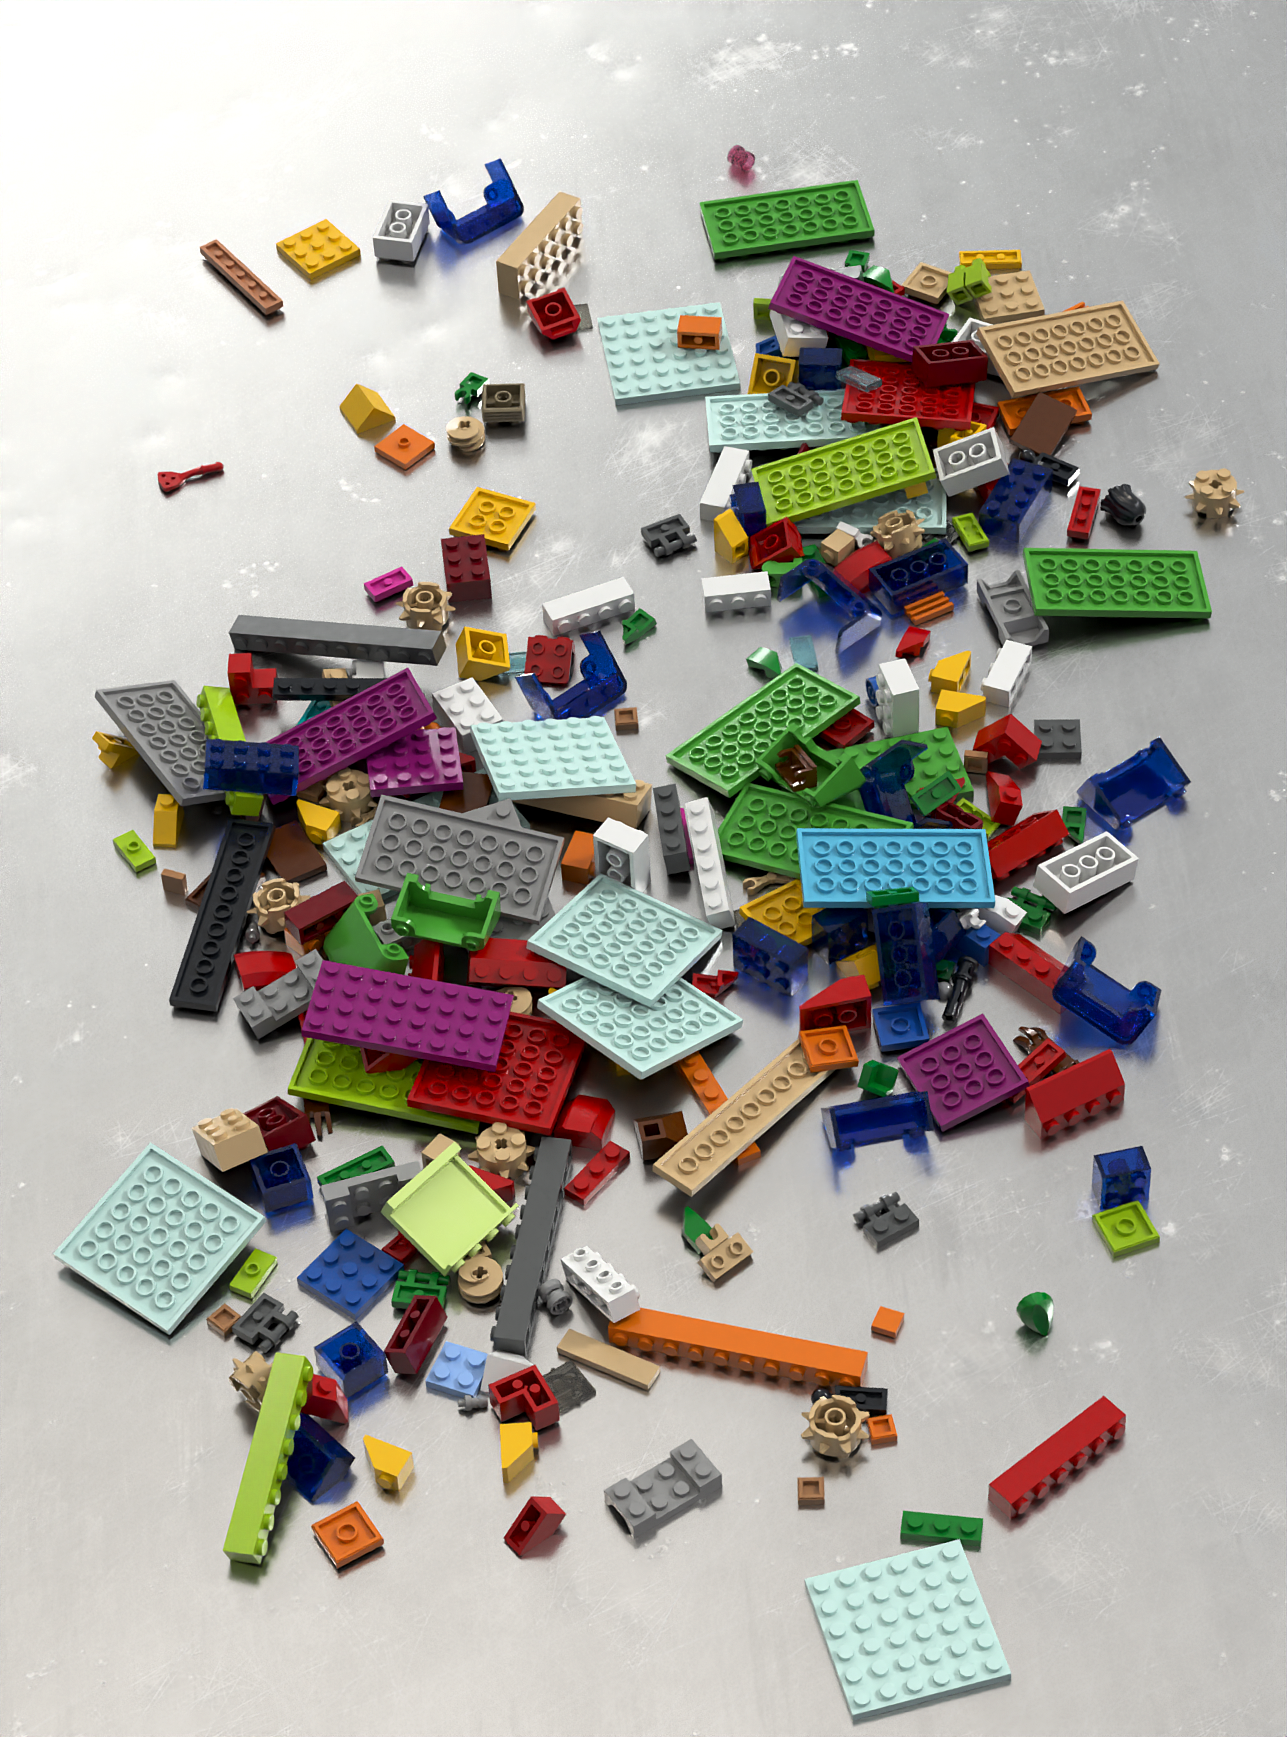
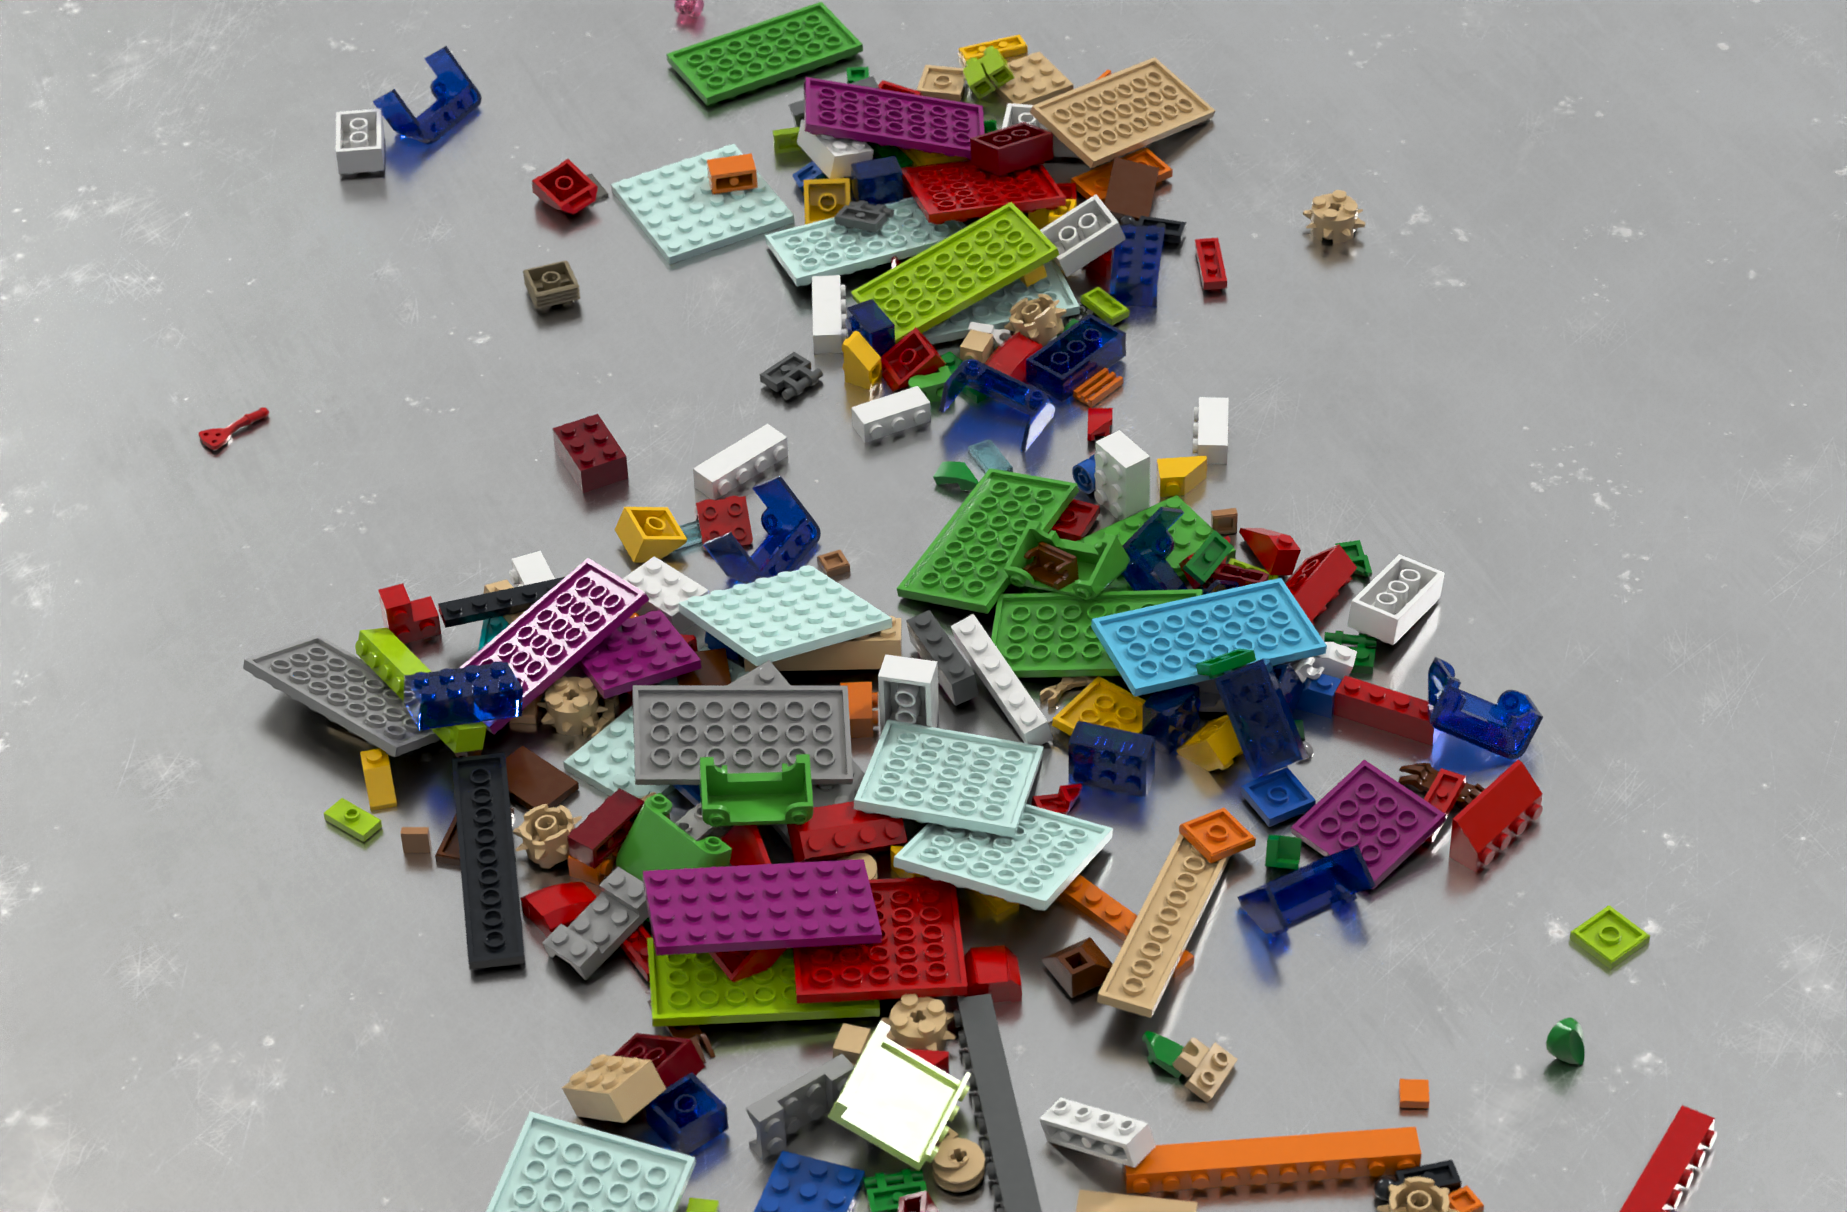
camera: 20 degrees left, 5 degrees down
(113, 749) = (282, 721): yellow slope -> none
(241, 277) = (201, 221): nougat plate -> none
(252, 934) = (528, 872): light grey piece -> none
(318, 249) = (273, 178): yellow plate -> none
(318, 822) = (548, 740): yellow slope -> none
(338, 640) = (488, 551): brick -> none
(365, 409) = (400, 323): yellow slope -> none
(367, 1163) = (773, 1077): green plate -> none
(388, 584) = (511, 487): dark pink plate -> none
(400, 1248) = (853, 1151): red slope -> none
(404, 446) = (461, 350): orange plate -> none
(425, 606) = (565, 500): tan brick -> none
(466, 433) = (524, 322): tan piece -> none
(471, 386) = (507, 276): green plate -> none
(495, 516) = (591, 394): yellow plate -> none
(539, 245) = (519, 126): tan brick -> none
(554, 1295) = (1050, 1161): light grey wheel -> none
(597, 1173) = (1028, 1023): red plate -> none
(637, 626) = (800, 470): green slope -> none
(840, 1004) = (1213, 786): red slope -> none
(859, 379) = (925, 182): clear light blue tile -> none
(880, 277) = (894, 83): green slope -> none
(889, 1225) = (1365, 997): dark grey plate -> none
(950, 673) = (1155, 440): yellow slope -> none
(961, 982) = (1318, 736): black pin -> none
(1008, 739) = (1249, 490): red brick -> none
(1013, 611) = (1189, 369): light grey piece -> none
(1059, 738) = (1293, 482): dark grey plate -> none
(1116, 583) = (1281, 320): bright green plate -> none
(1121, 1177) = (1586, 885): clear blue brick -> none
(1123, 506) = (1250, 248): black piece -> none
(1135, 785) = (1400, 506): clear blue windscreen -> none

